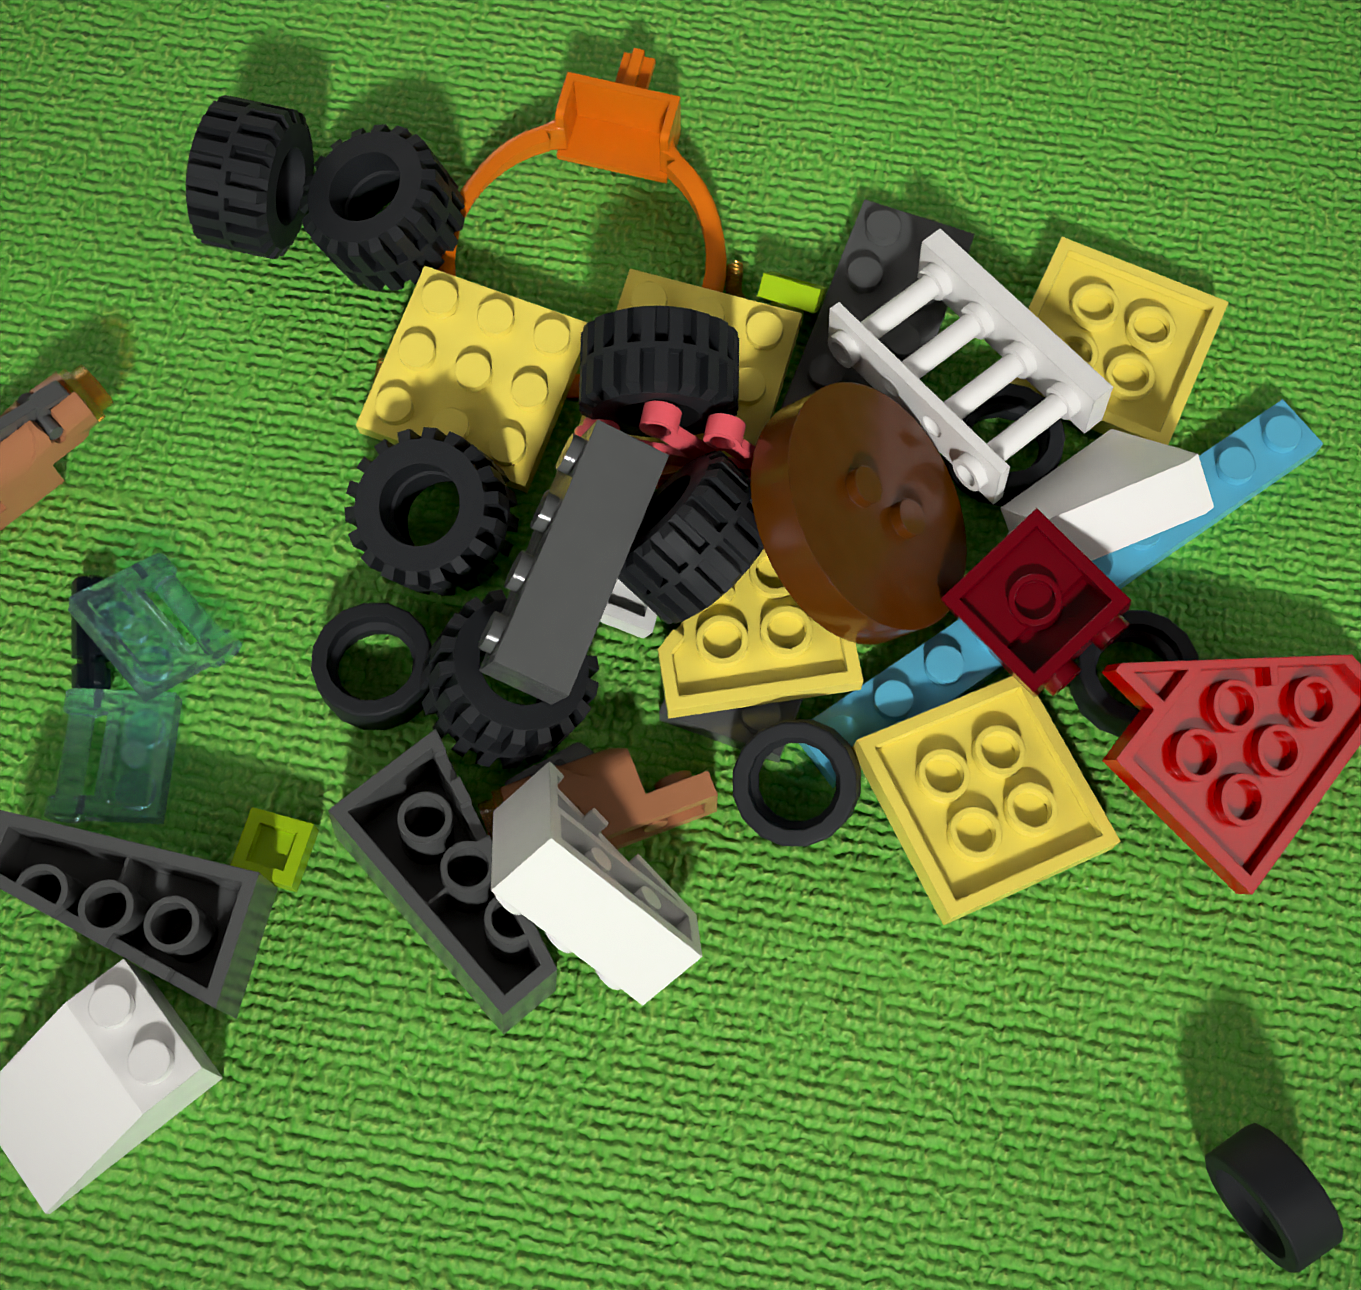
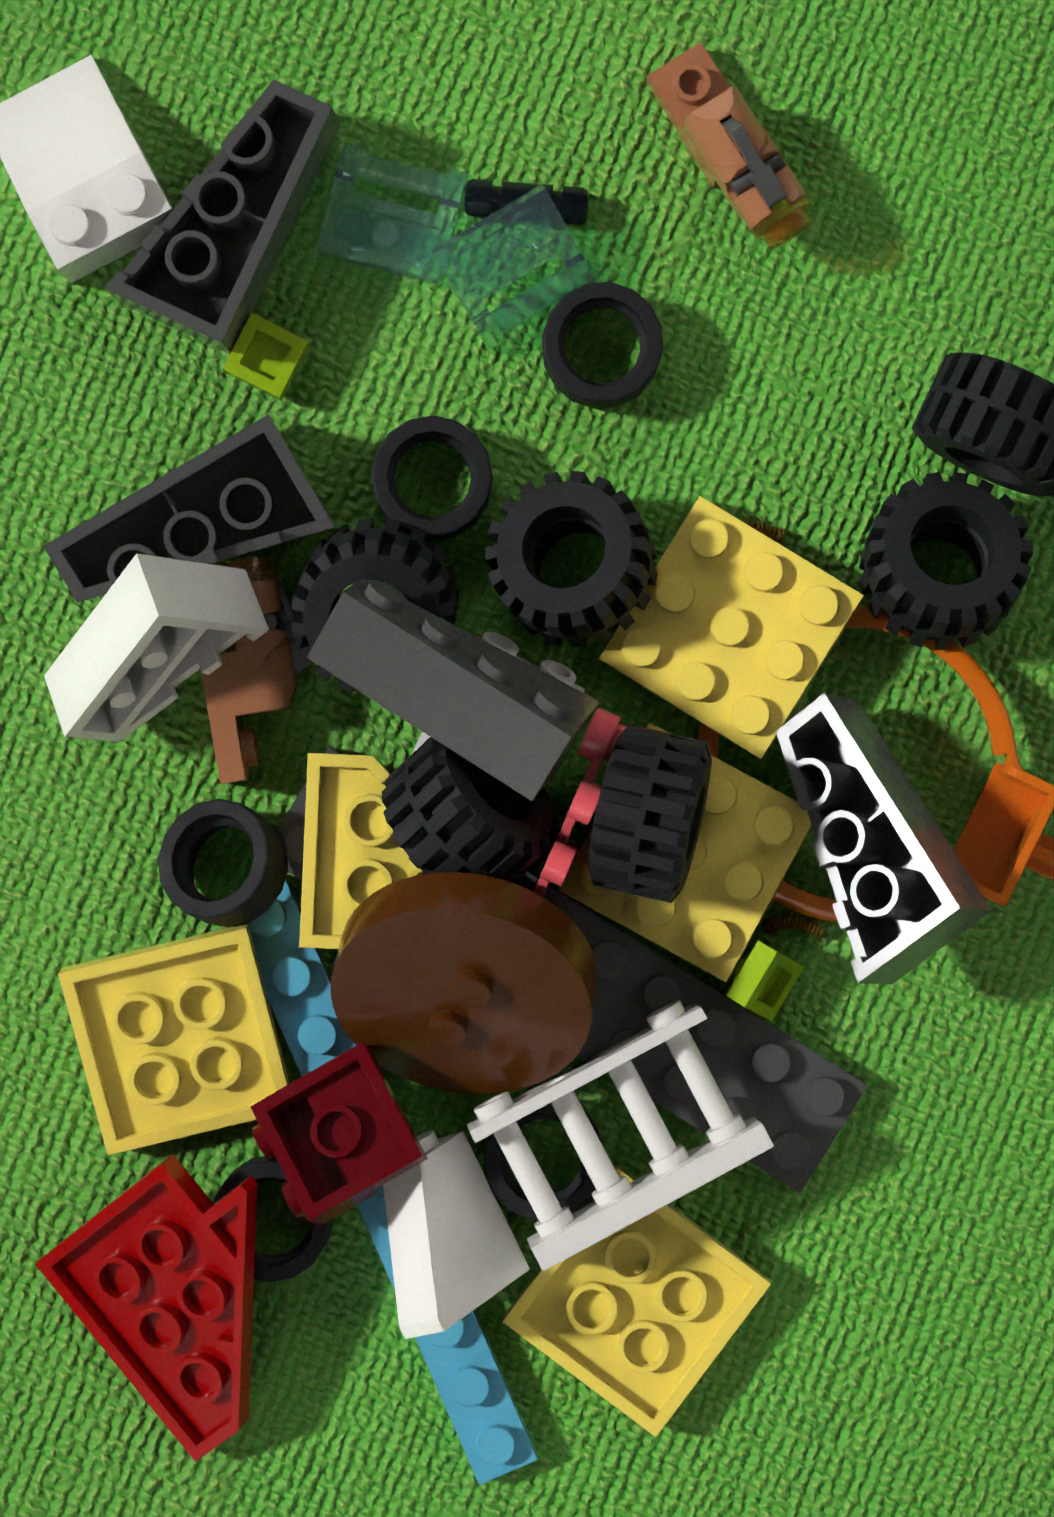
camera: 100 degrees right, 20 degrees up
(196, 504) = (618, 299): none -> black tyre
(657, 191) = (884, 854): none -> dark grey wedge

